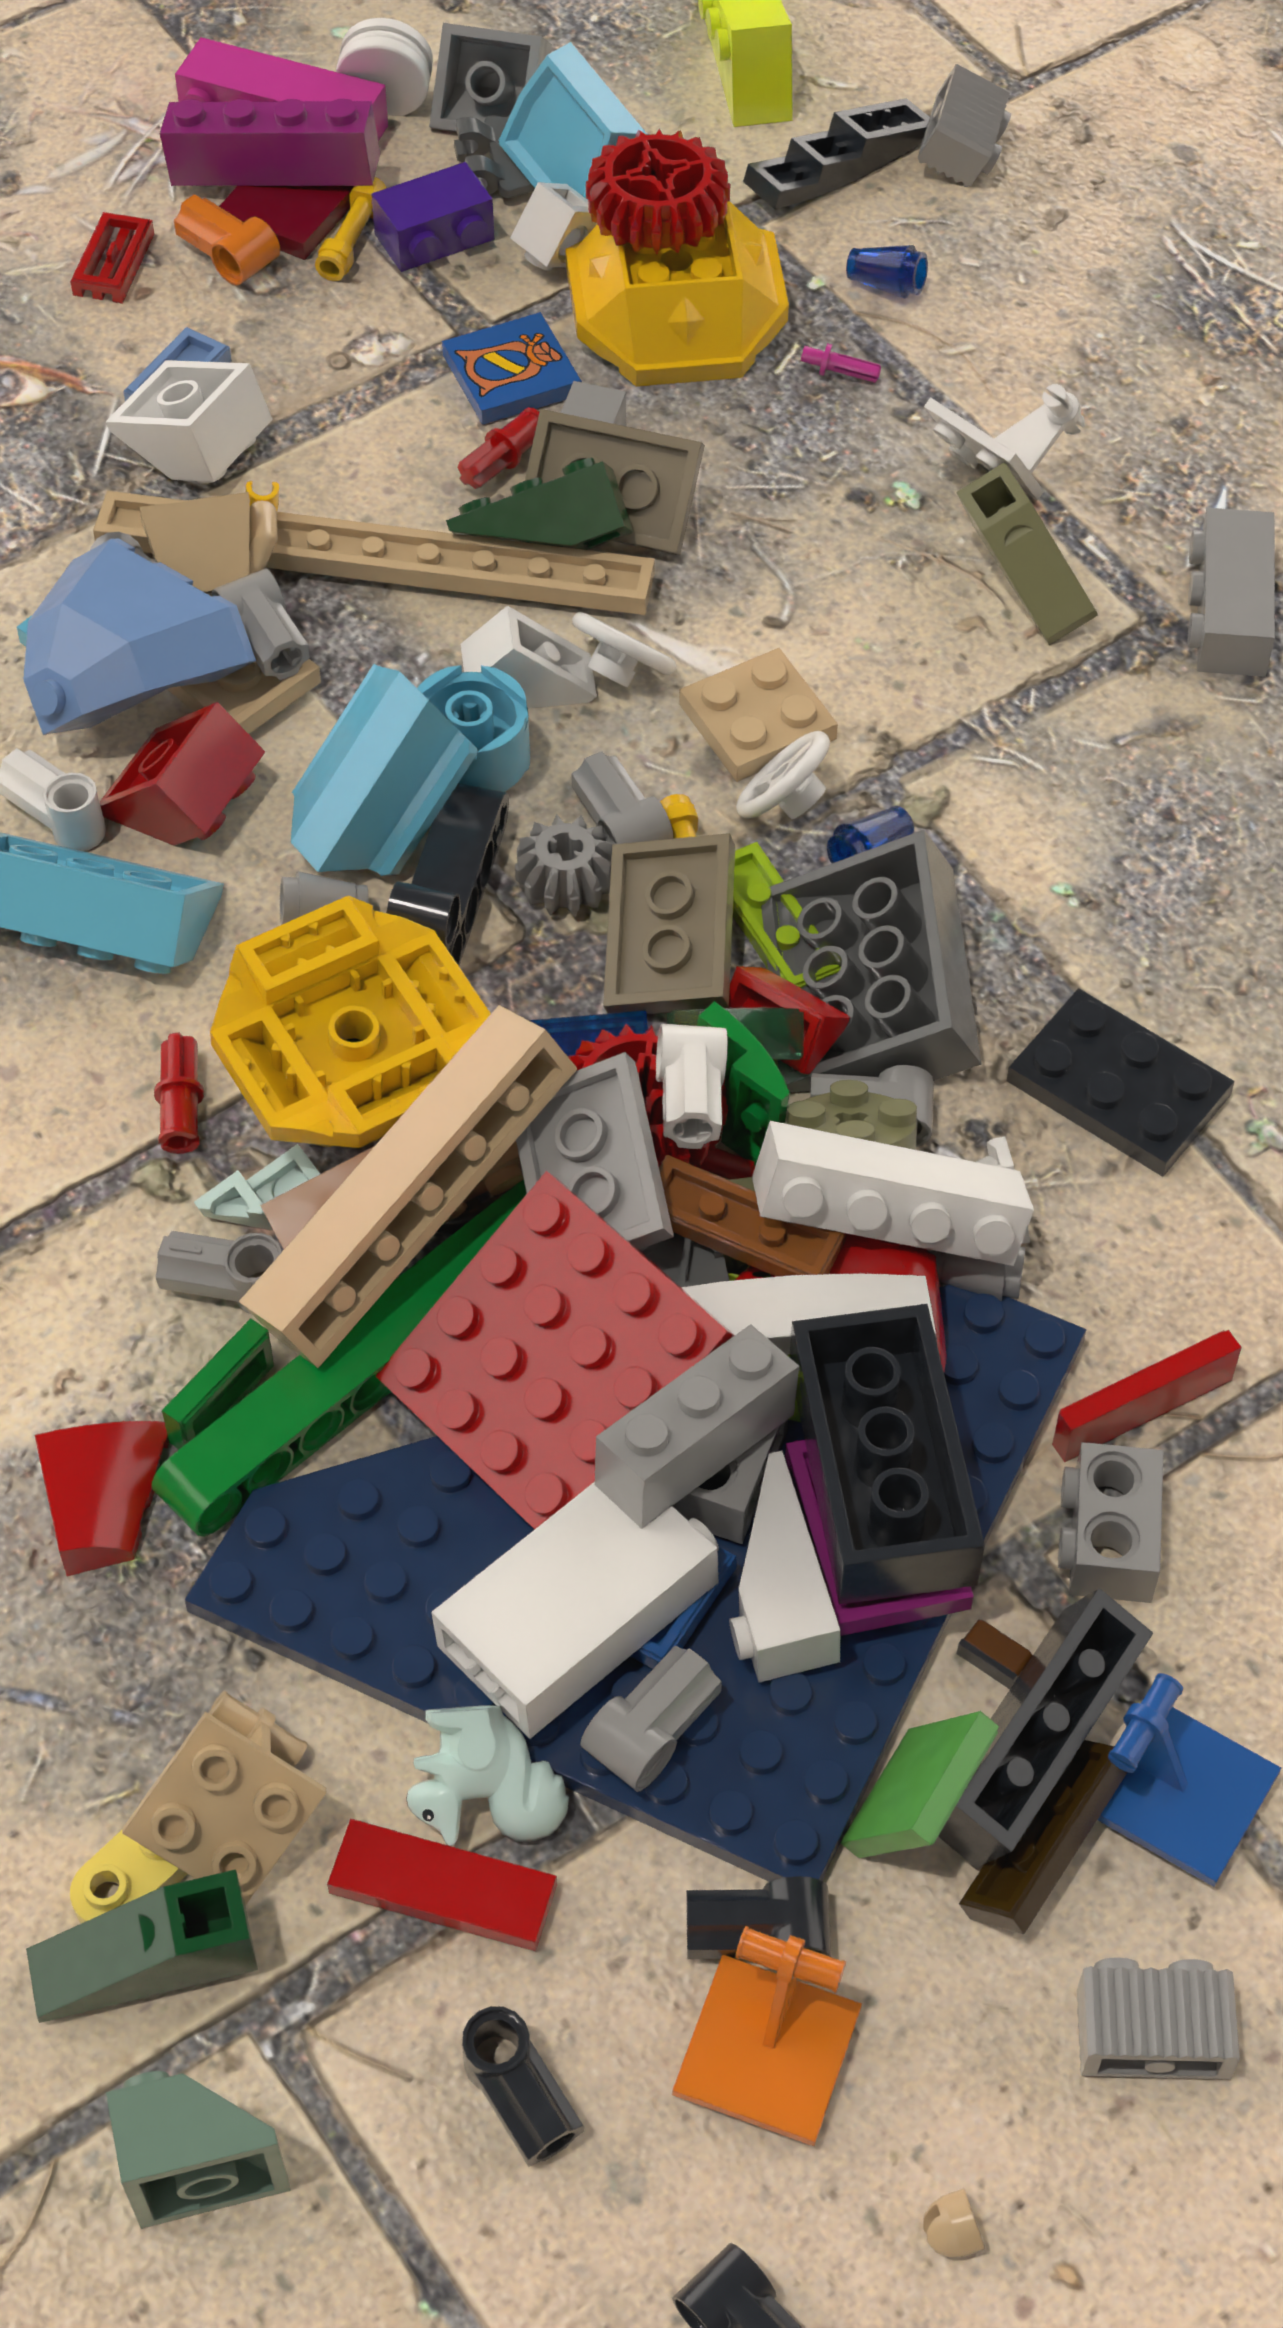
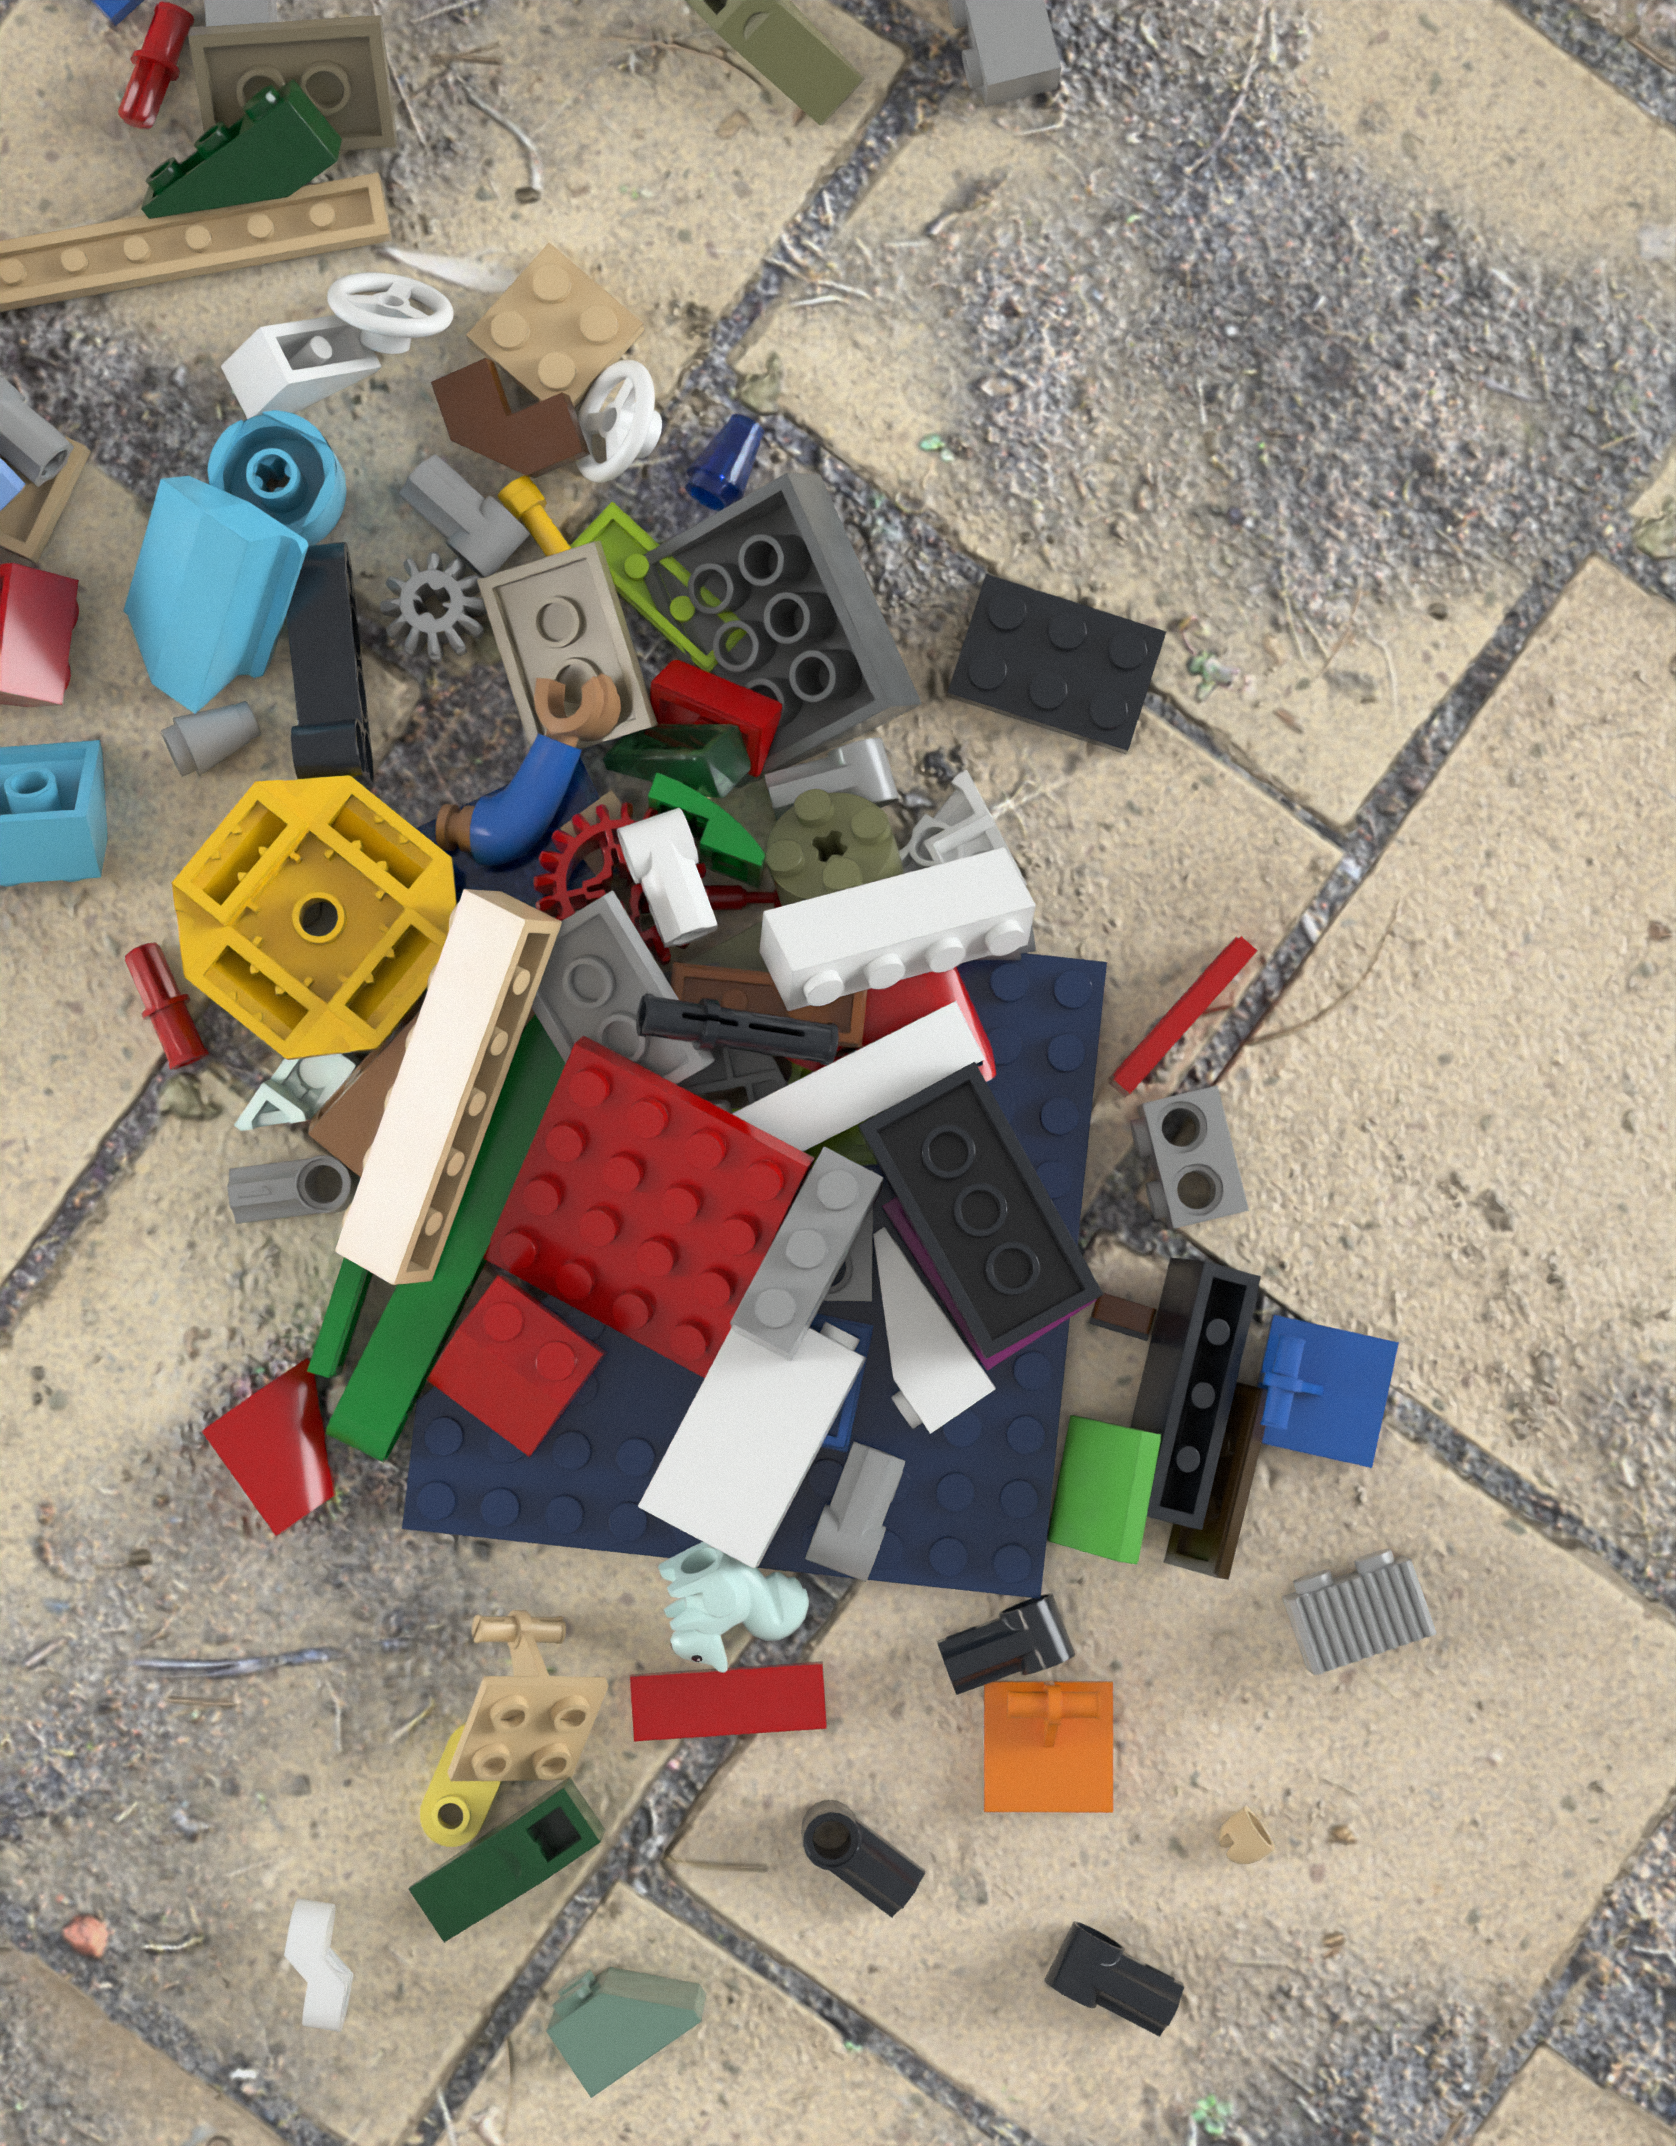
camera: 20 degrees left, 30 degrees up
(367, 1467) = (515, 1364): none -> red slope
(613, 993) = (518, 817): none -> piece
(694, 1196) = (710, 1025): none -> black pin
(702, 772) = (525, 441): none -> reddish brown tile

